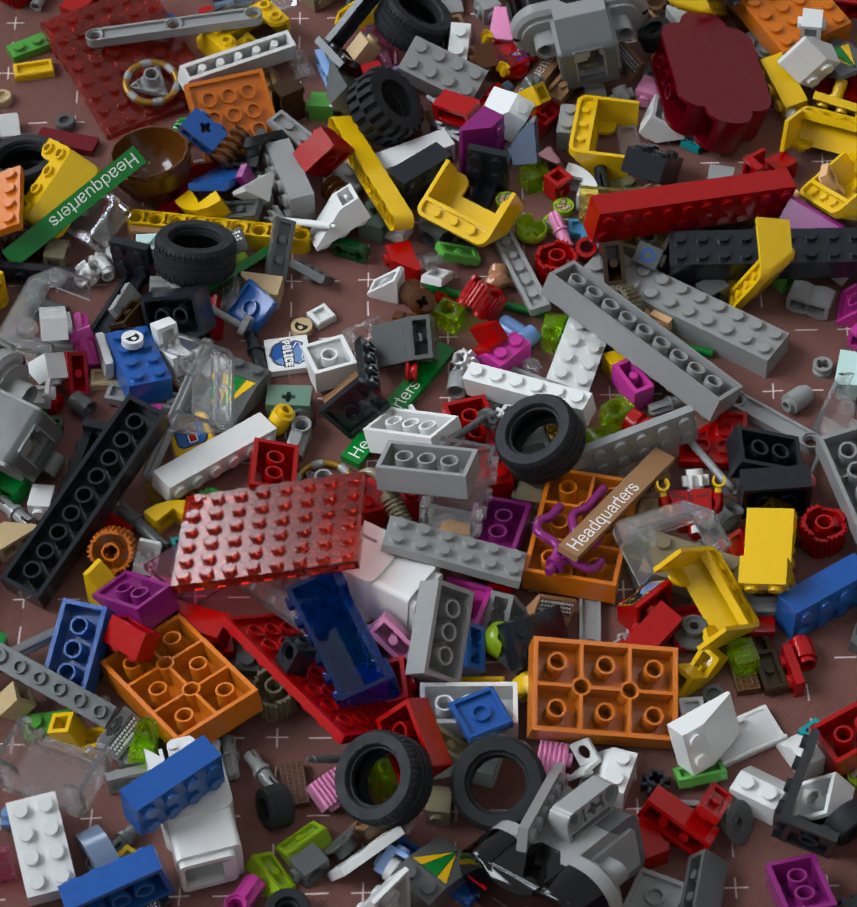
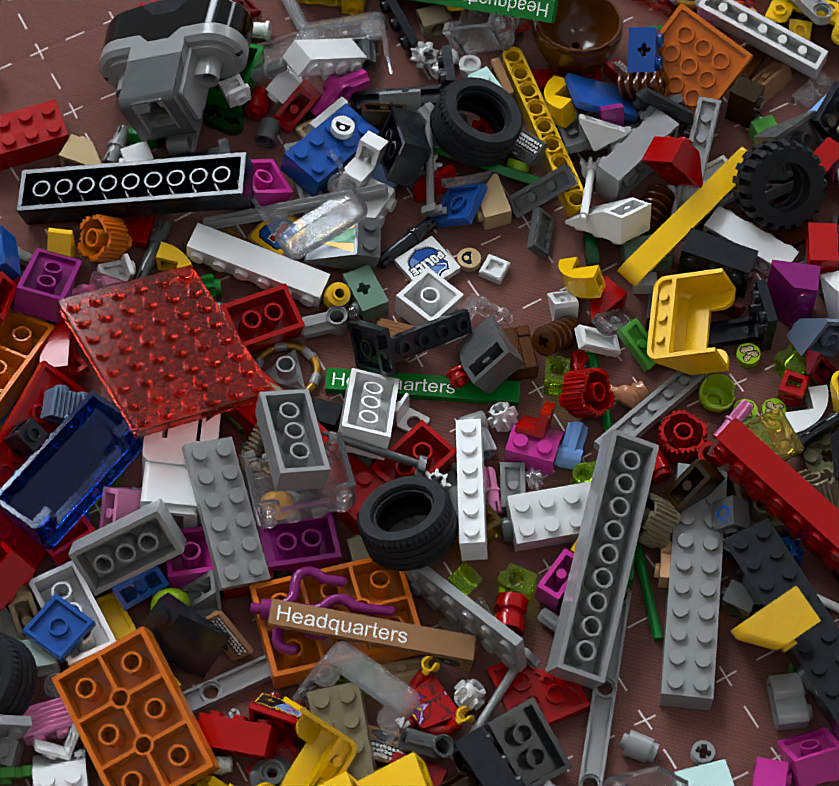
camera: 60 degrees right, 10 degrees up
(38, 361) = (269, 70): none -> light grey axle
(276, 624) = (59, 403): none -> sand blue brick
(382, 260) = (581, 281): none -> yellow brick

